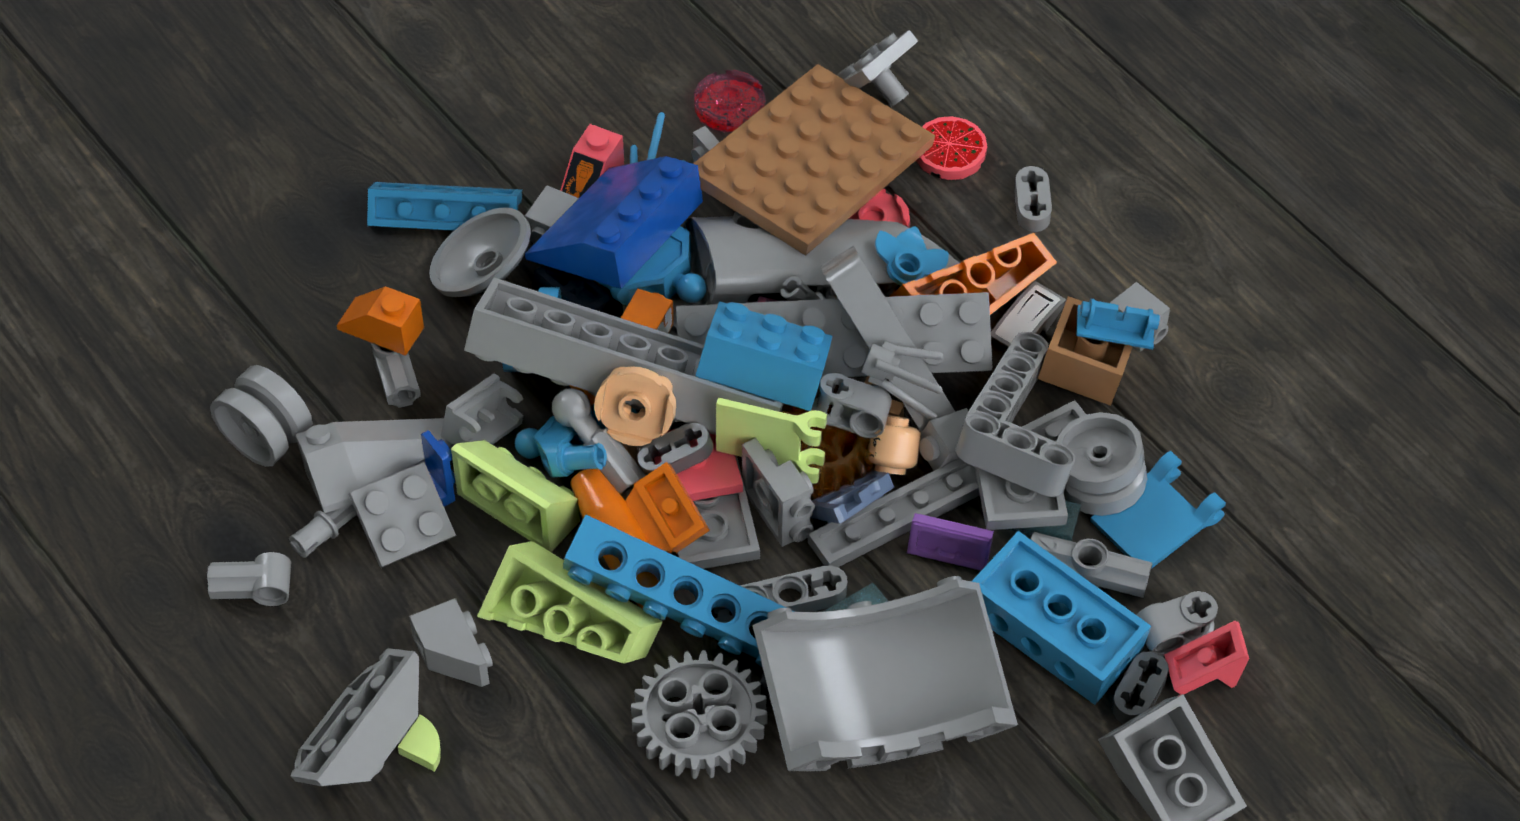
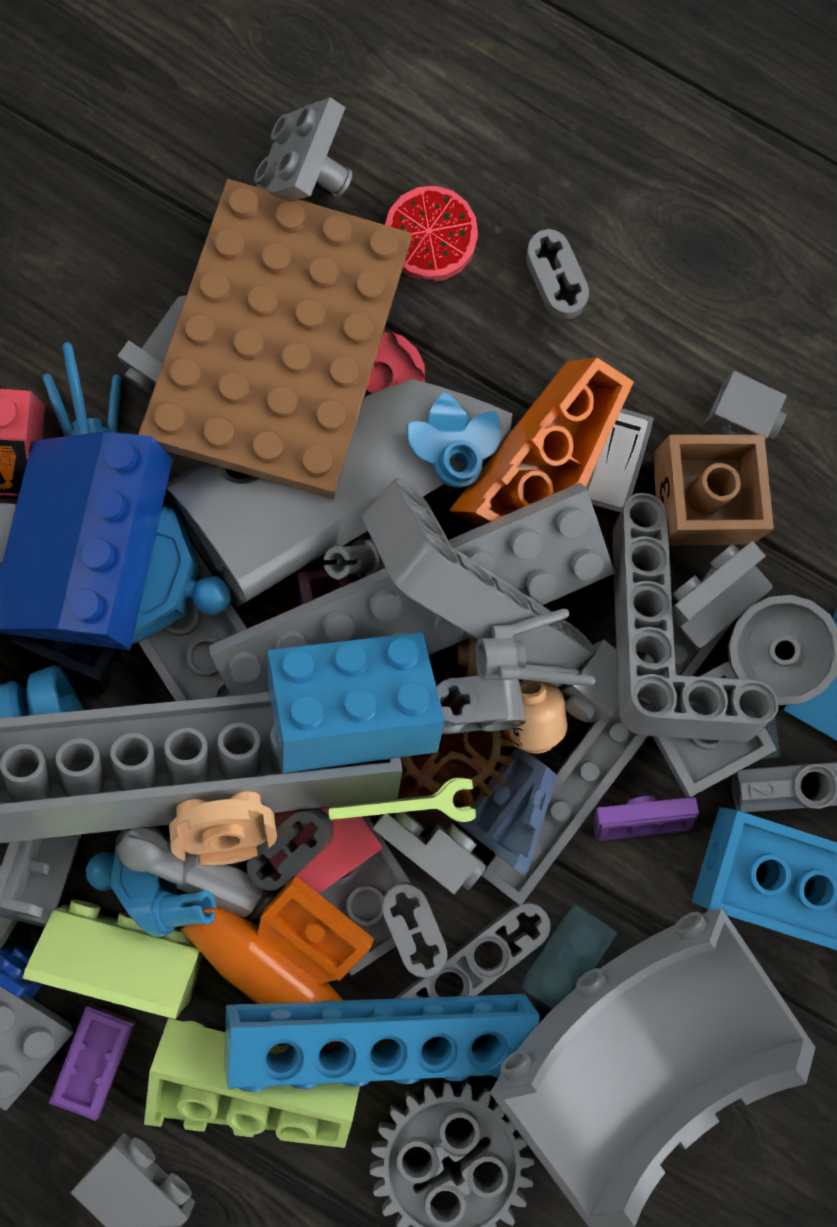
camera: 30 degrees left, 30 degrees up
(461, 557) = (92, 1061): none -> medium lavender plate
(650, 310) = (175, 662): orange brick -> none
(728, 99) = (135, 261): clear pink tile -> none
(734, 544) = (403, 933): none -> light grey beam
(1062, 399) = (721, 598): none -> light grey bracket
(1105, 323) = (746, 463): dark azure hinge -> none

